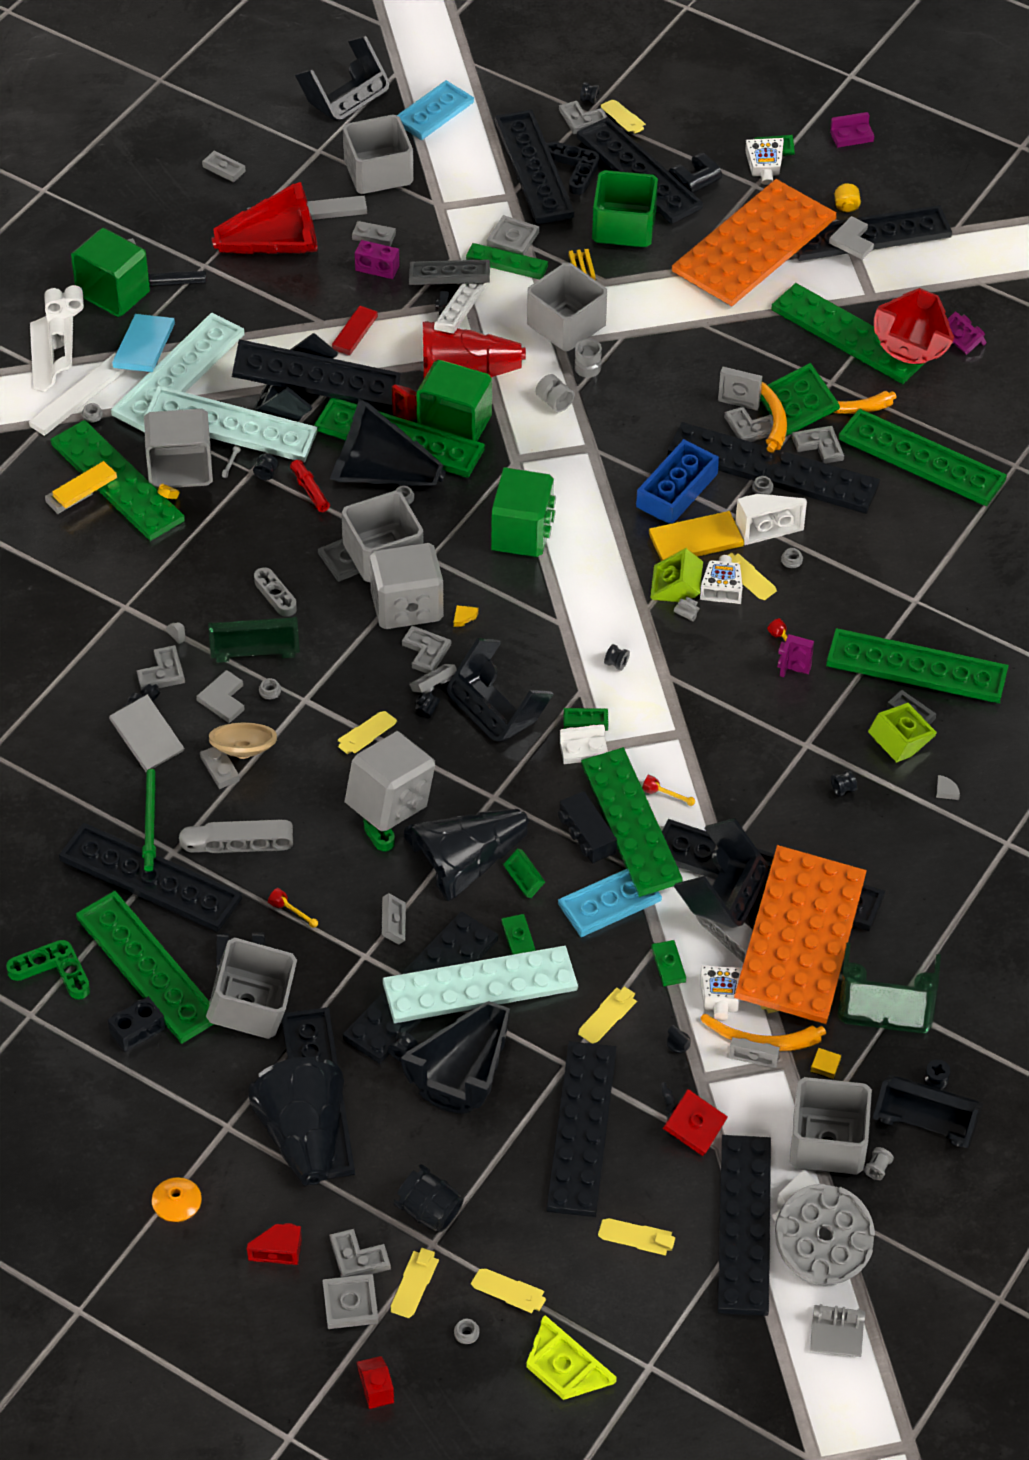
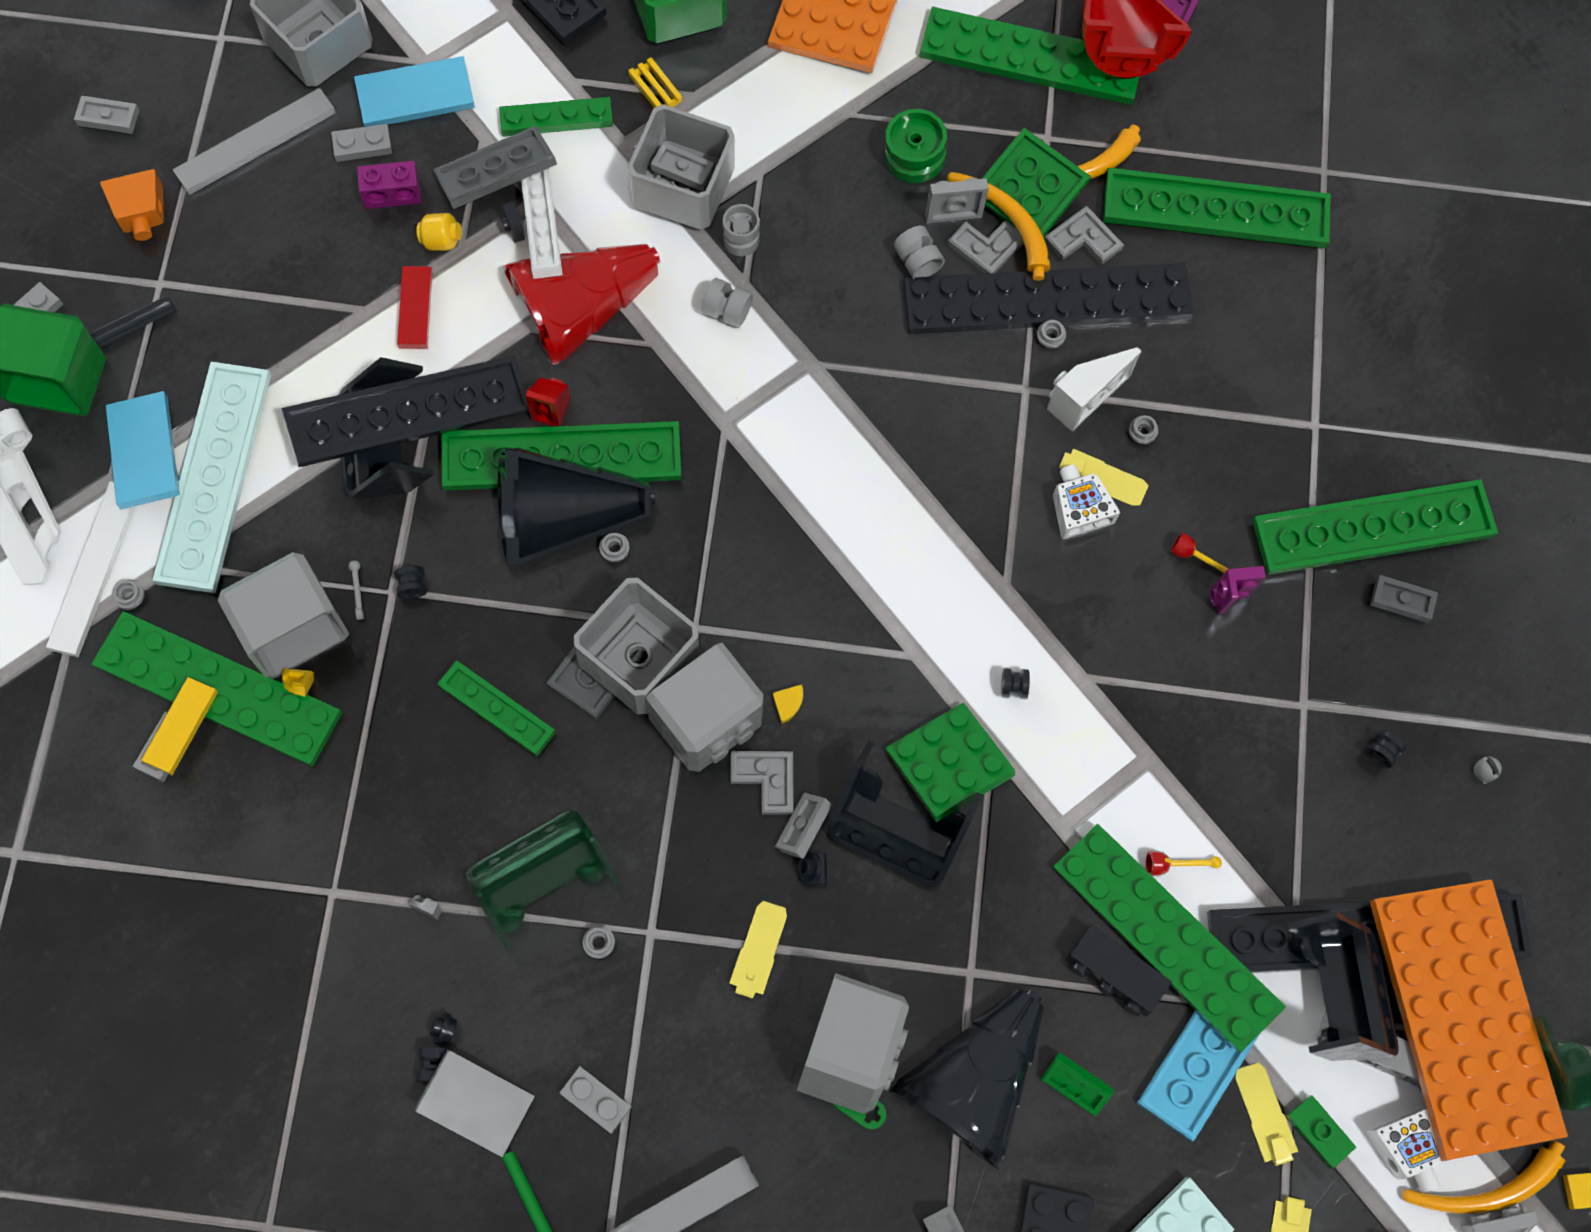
camera: 30 degrees left, 20 degrees up
(166, 673) = (446, 980): light grey tile -> none
(213, 213) = (136, 202): none -> orange torso
(218, 696) = (534, 988): light grey tile -> none
(242, 425) = (330, 533): light aqua plate -> none
(242, 739) = (606, 1038): tan dish -> none
(270, 226) = (224, 193): red cone -> none
(275, 600) = (501, 773): light grey beam -> none
(279, 550) = (496, 708): none -> green plate
(306, 479) = (473, 577): red pin -> none
(393, 294) = (439, 232): none -> yellow head
(424, 218) = (414, 92): none -> medium azure tile
(455, 400) = (615, 377): green plate -> none
(513, 235) = (545, 75): light grey plate -> none
(517, 934) = (1119, 1186): green plate -> none
(523, 512) = (794, 518): green plate -> none
(551, 674) = (950, 761): none -> green plate
(565, 304) = (682, 166): none -> light grey plate
(582, 743) = (1043, 841): white bracket -> none
(585, 717) = (1025, 798): green plate -> none
(639, 942) = (1265, 1114): none -> light yellow piece
(677, 482) = (952, 378): blue brick -> none
(677, 577) = (1024, 525): lime slope -> none
(687, 608) = (1059, 564): light grey plate -> none
(698, 535) = (1011, 447): yellow tile -> none
(699, 409) = (918, 249): none -> light grey wheel
(733, 349) = (915, 145): none -> green wheel
(901, 731) = (1416, 640): lime slope -> none
(905, 823) = (1483, 770): none -> light grey hinge
(947, 788) = (1501, 695): light grey tile -> none

